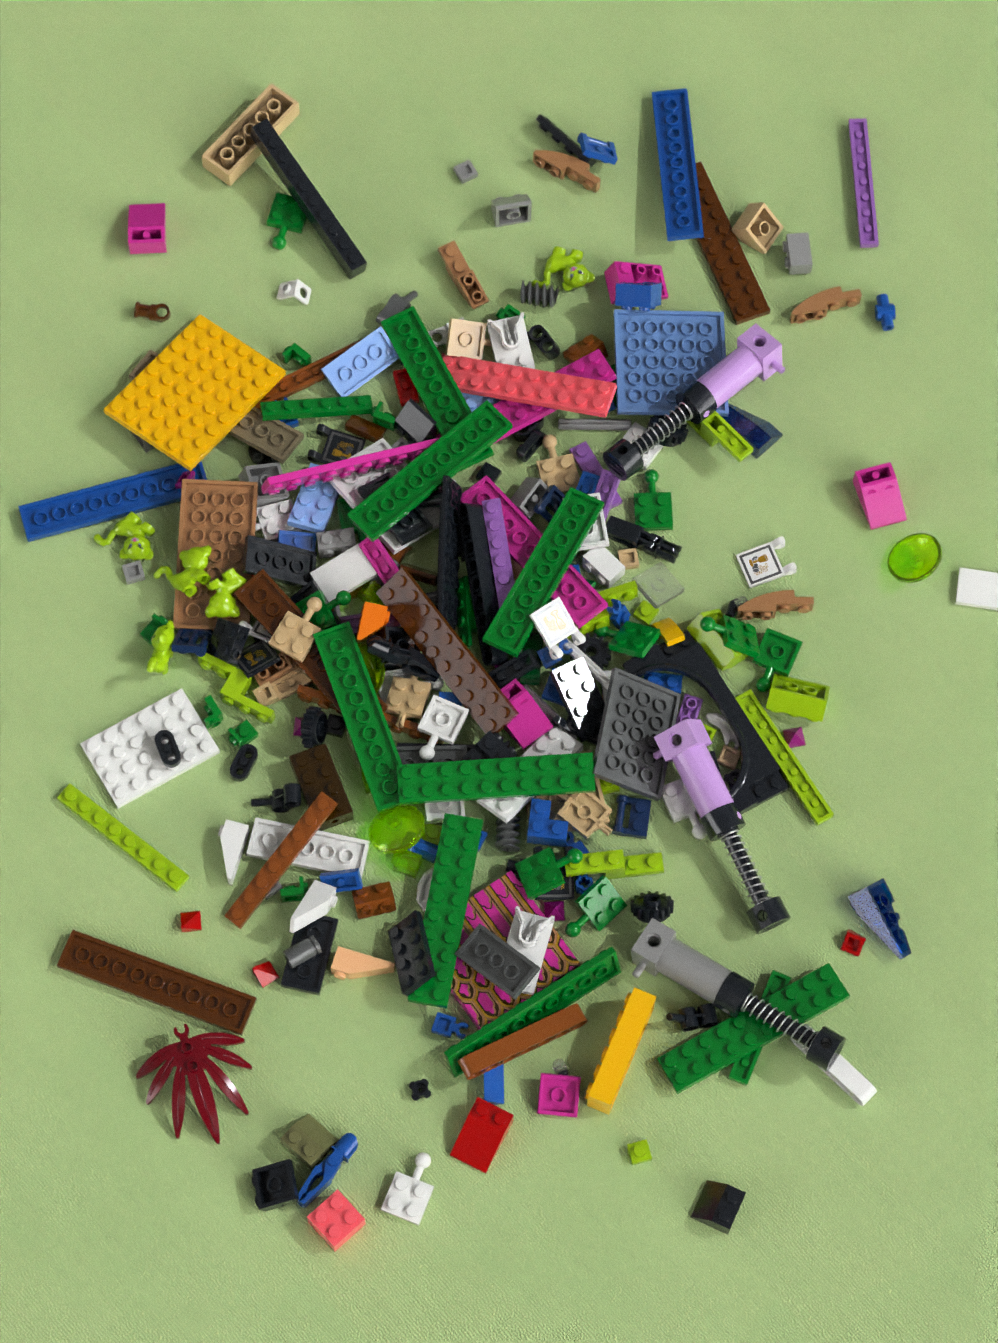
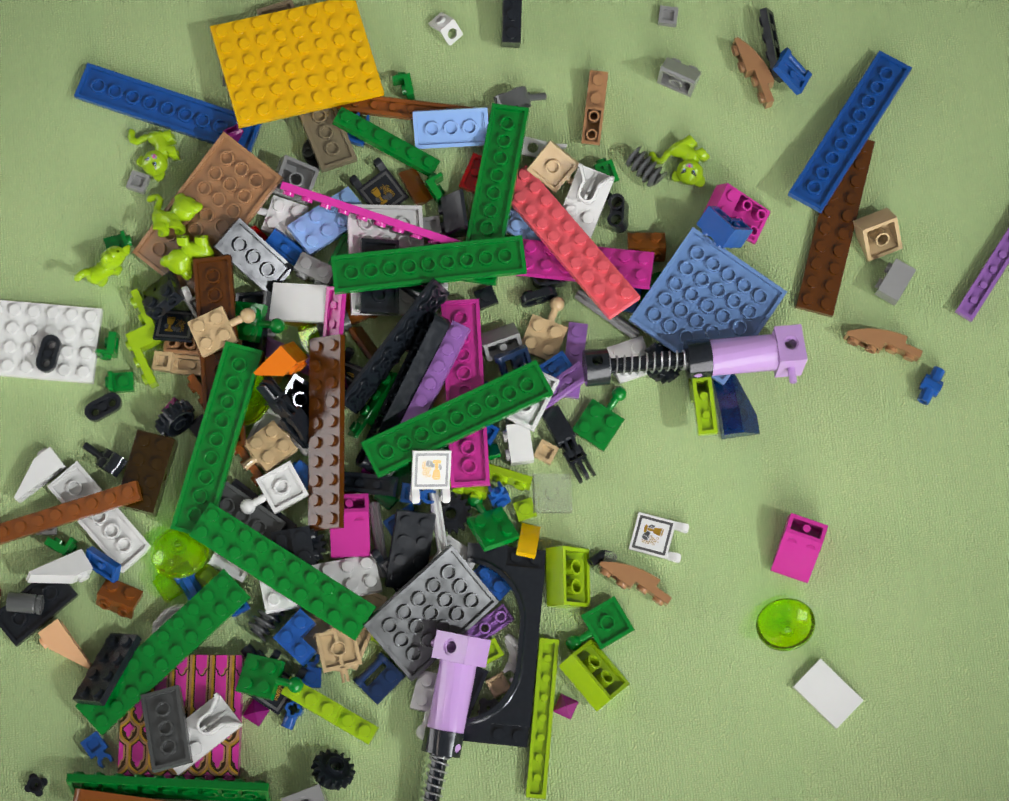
camera: 35 degrees right, 10 degrees up
(186, 639) = (133, 270): dark blue plate -> none
(599, 906) = (290, 735): green plate -> none
(735, 634) = (581, 586): green plate -> none

